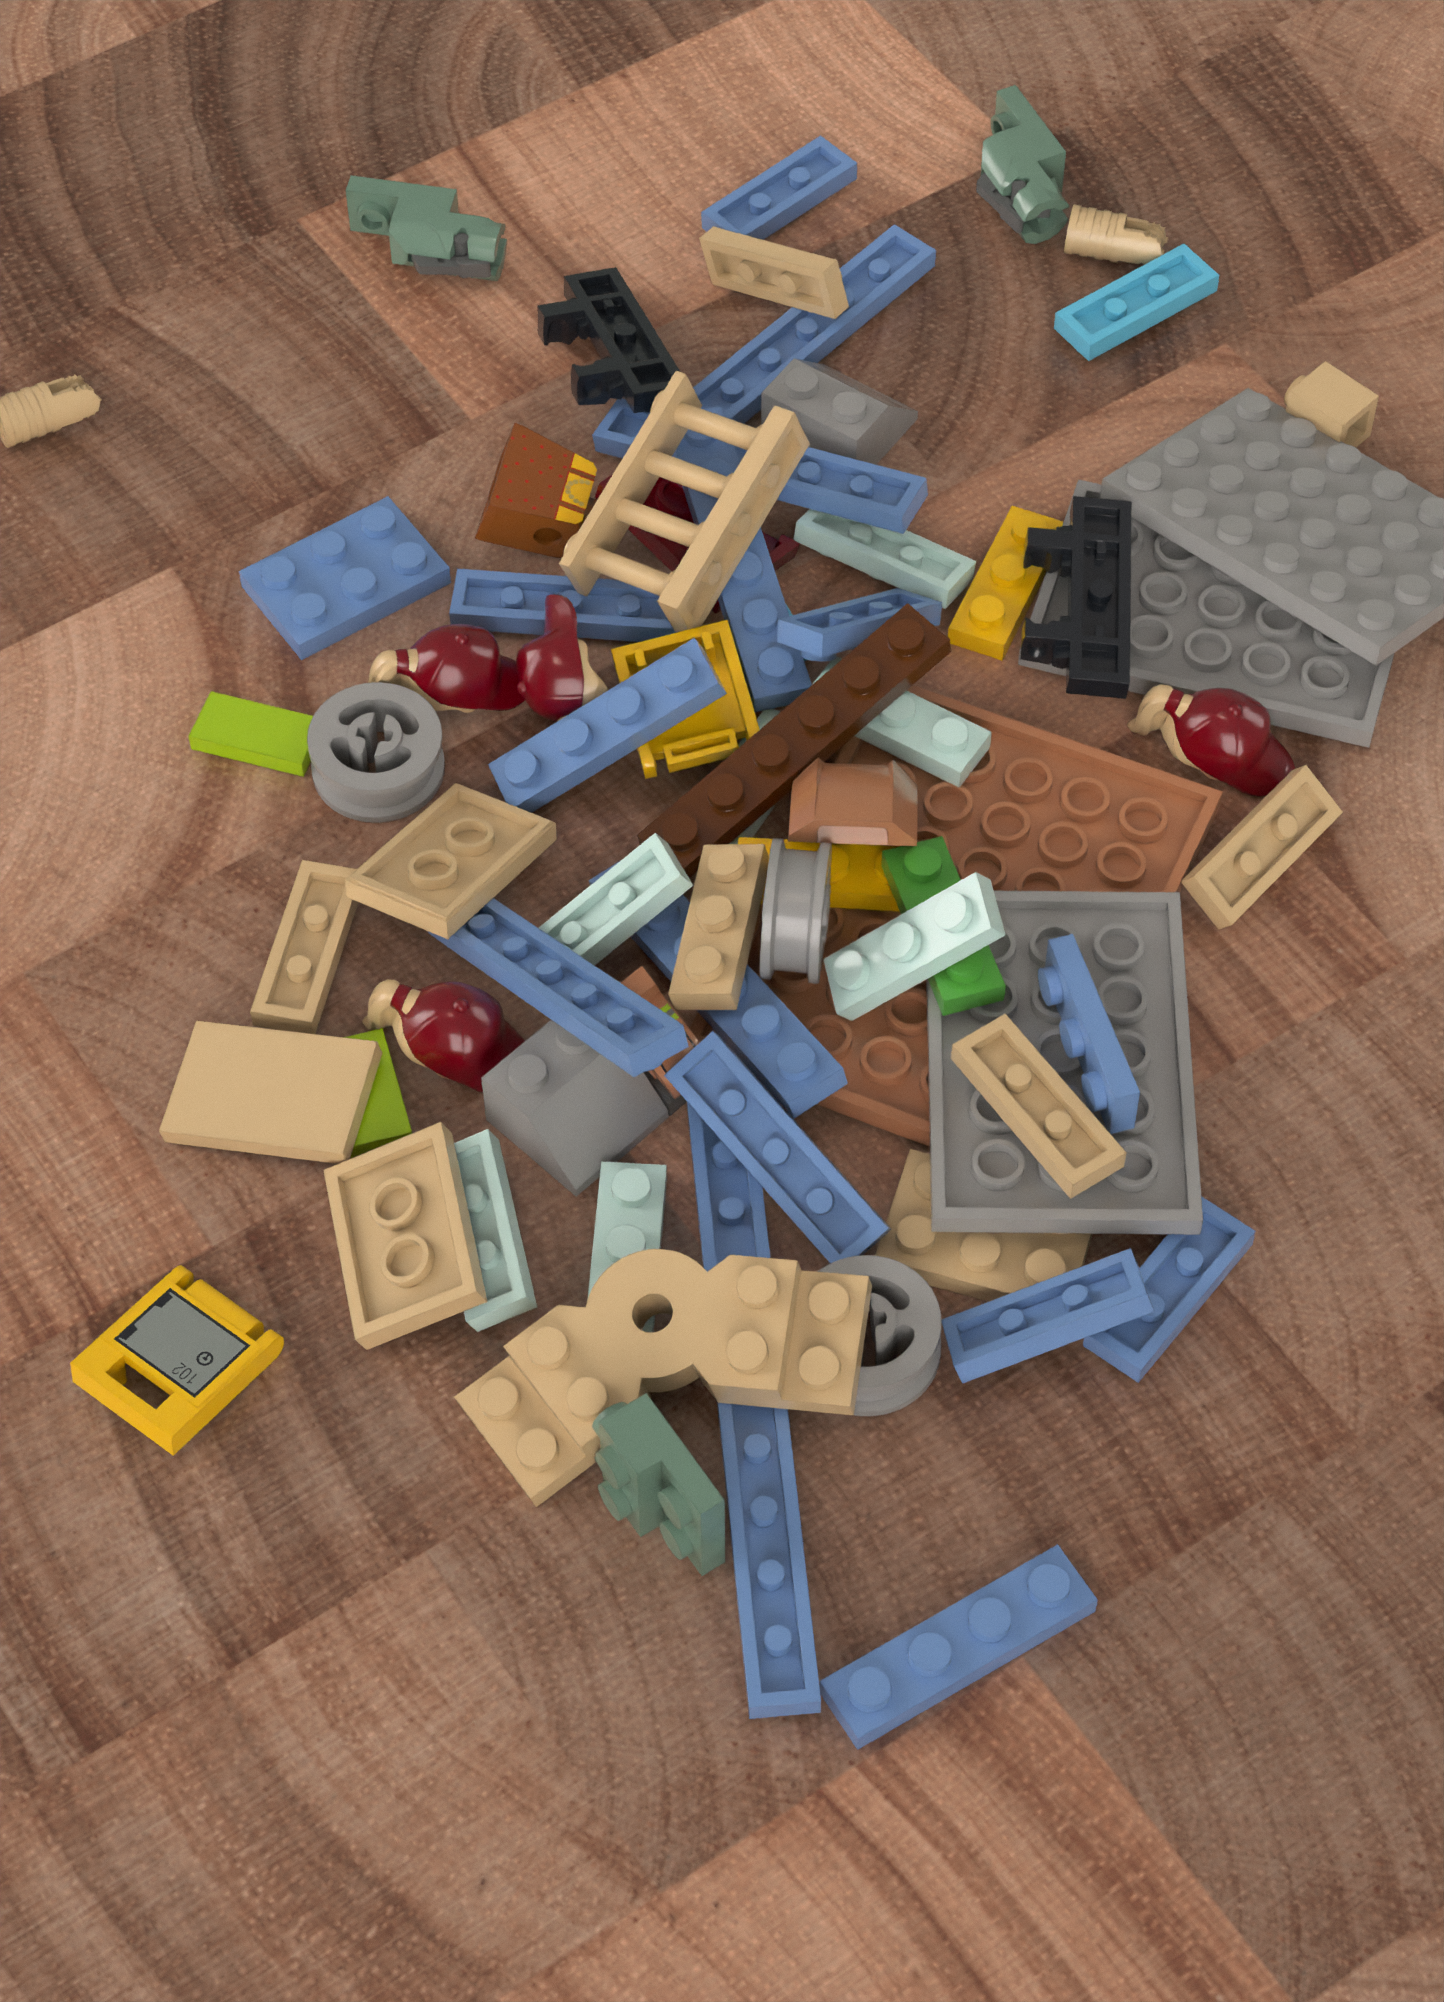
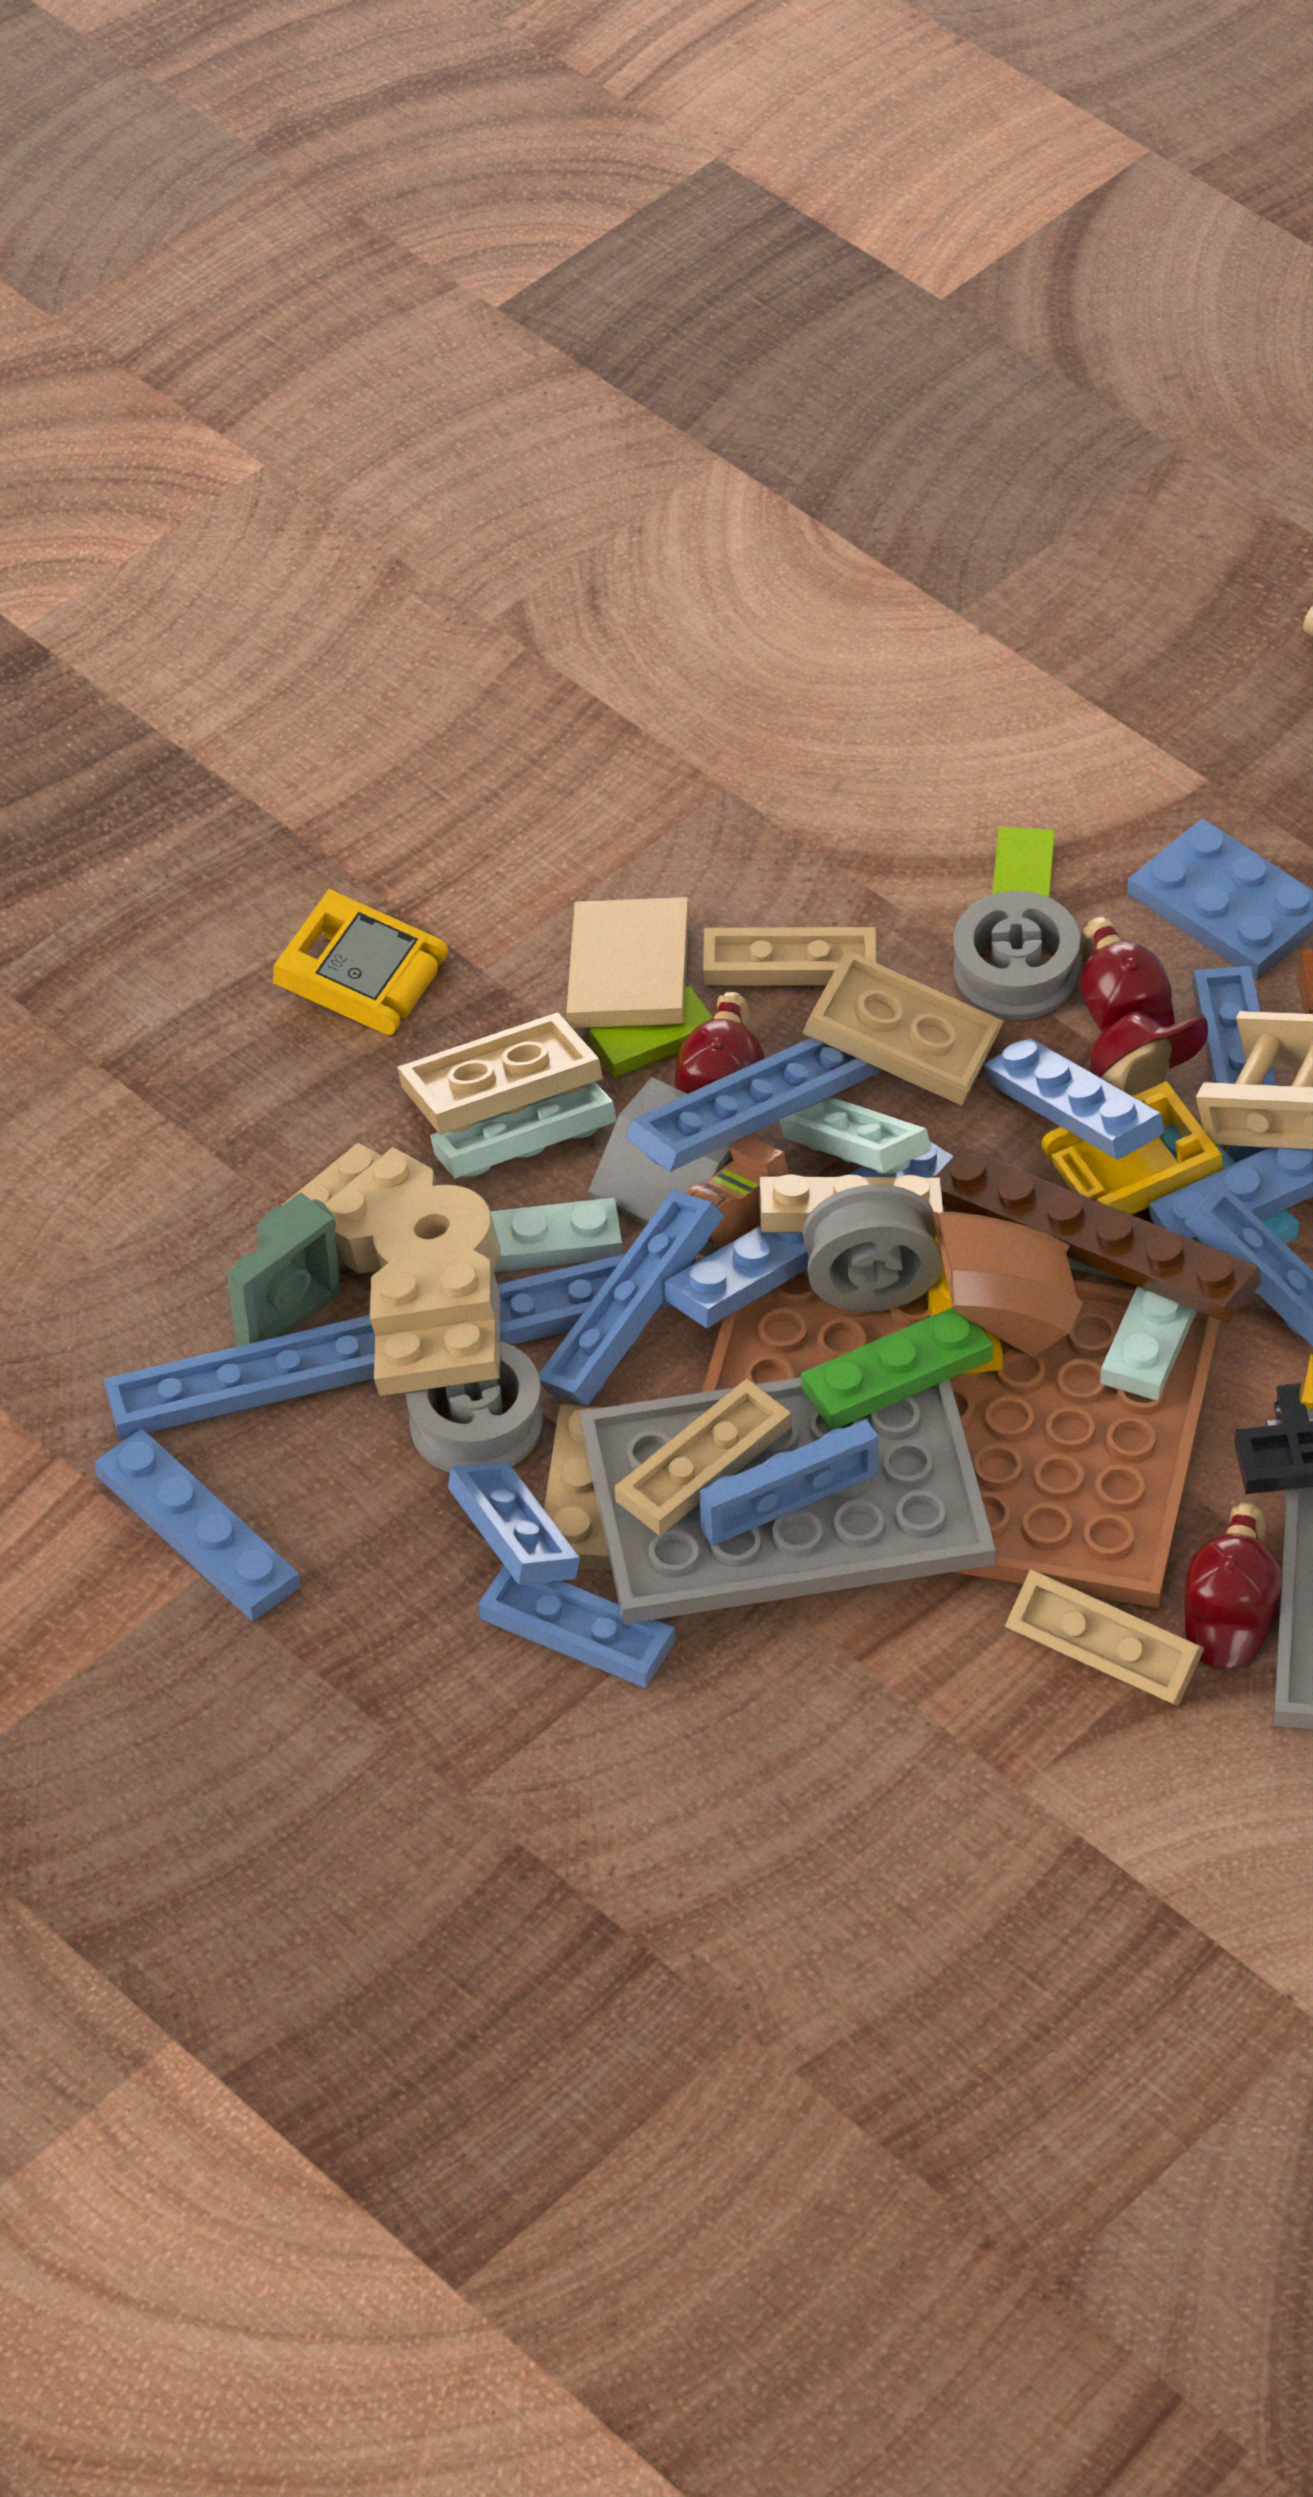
camera: 80 degrees right, 5 degrees down
(914, 946) = (849, 1335): light aqua plate -> none

